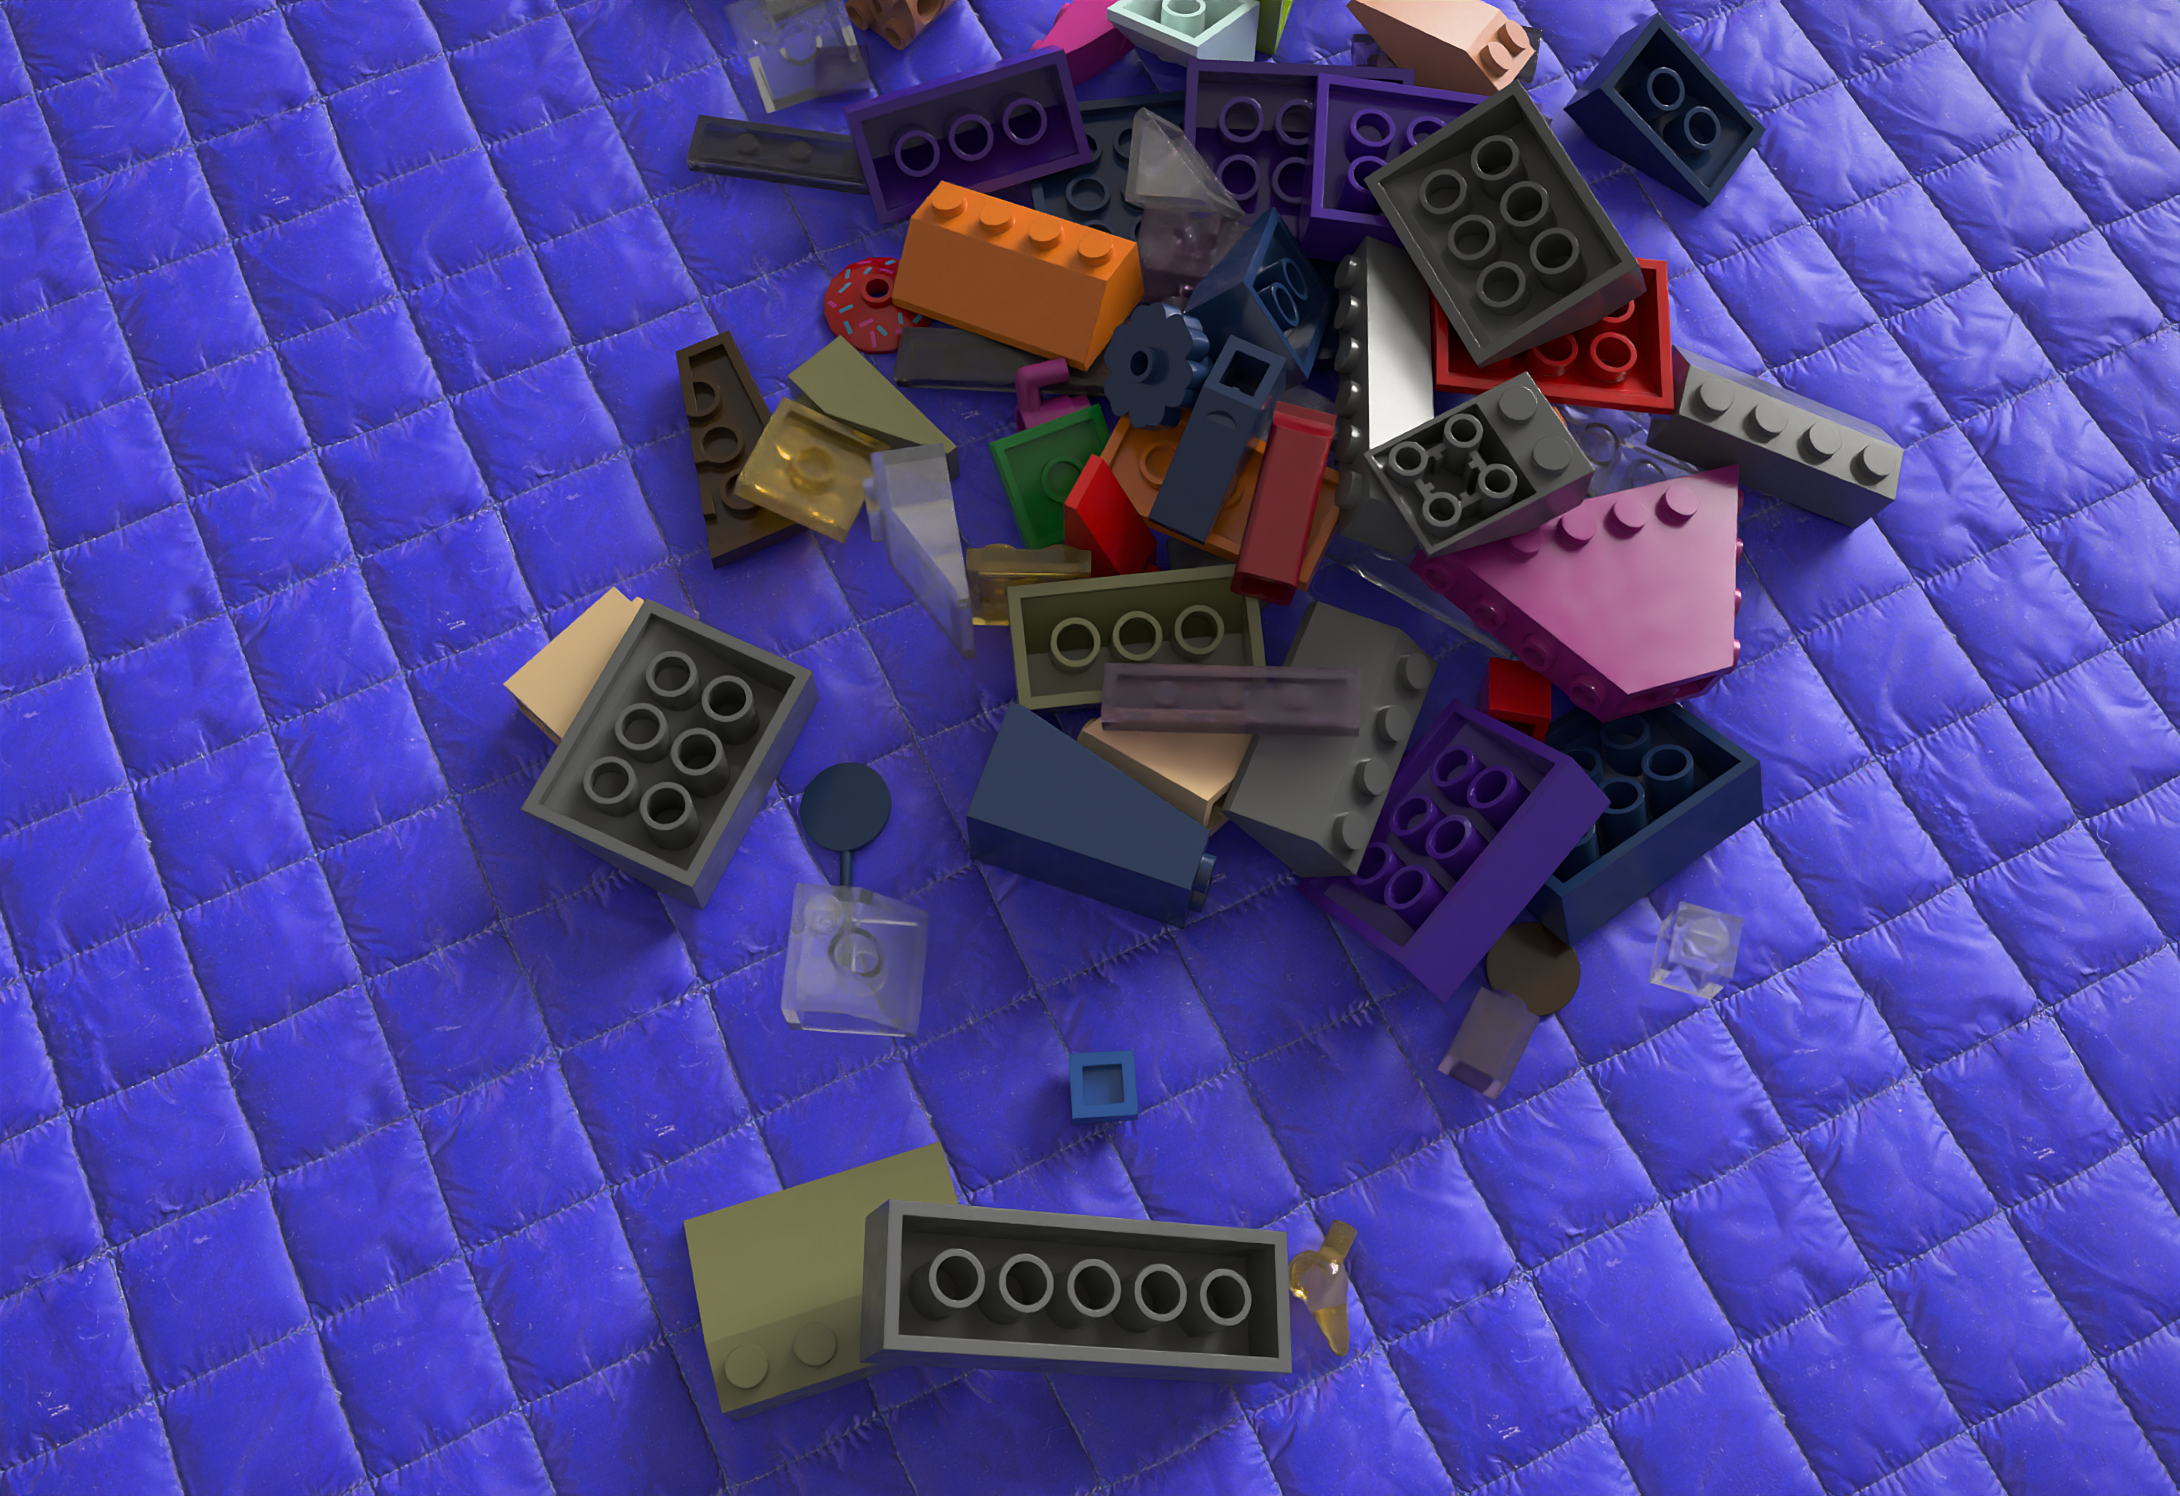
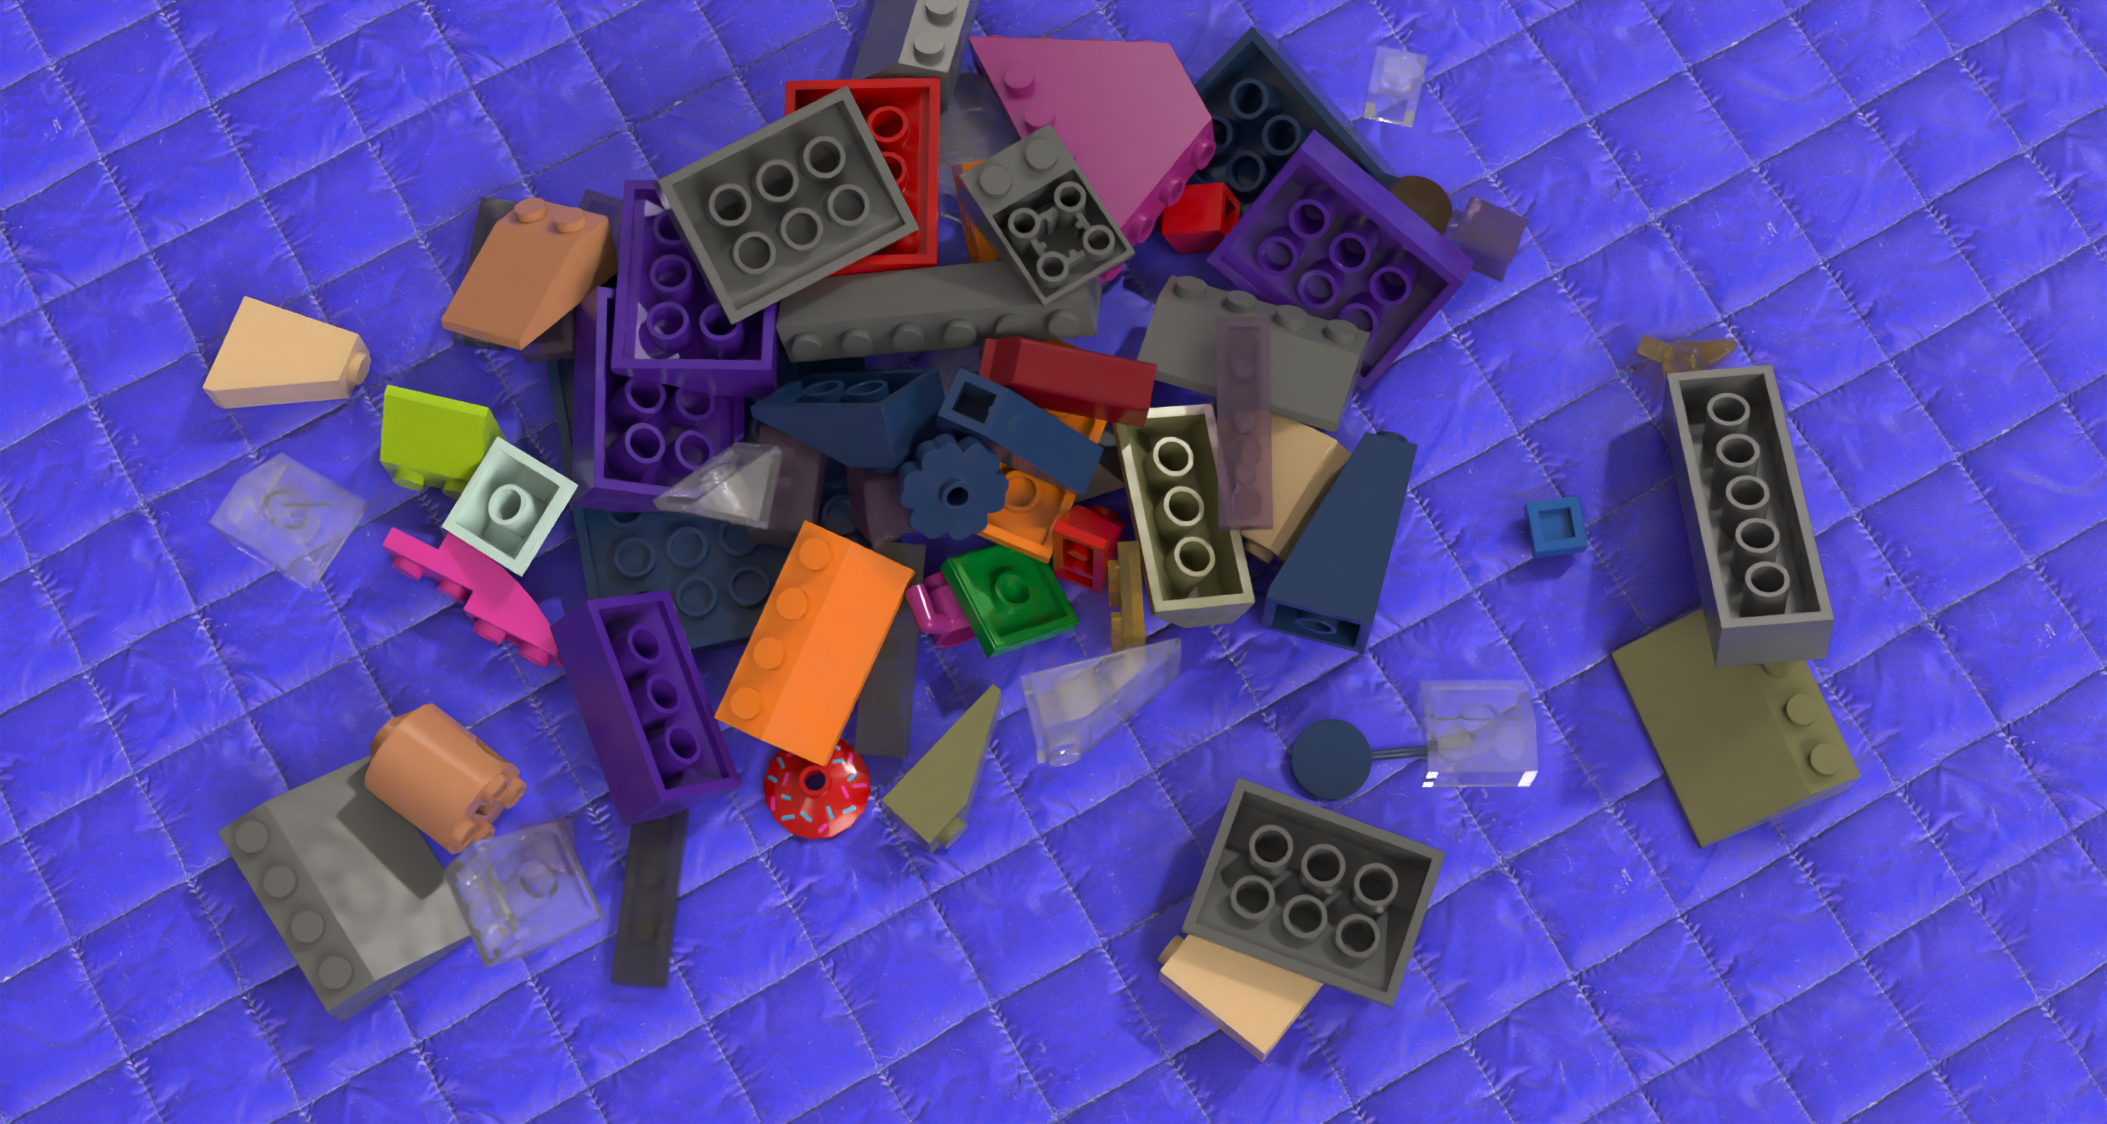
camera: 90 degrees left, 5 degrees up
(725, 425) = (1006, 886): dark brown wing -> none
(810, 469) = (1025, 809): clear yellow plate -> none
(1665, 112) = (580, 92): dark blue slope -> none

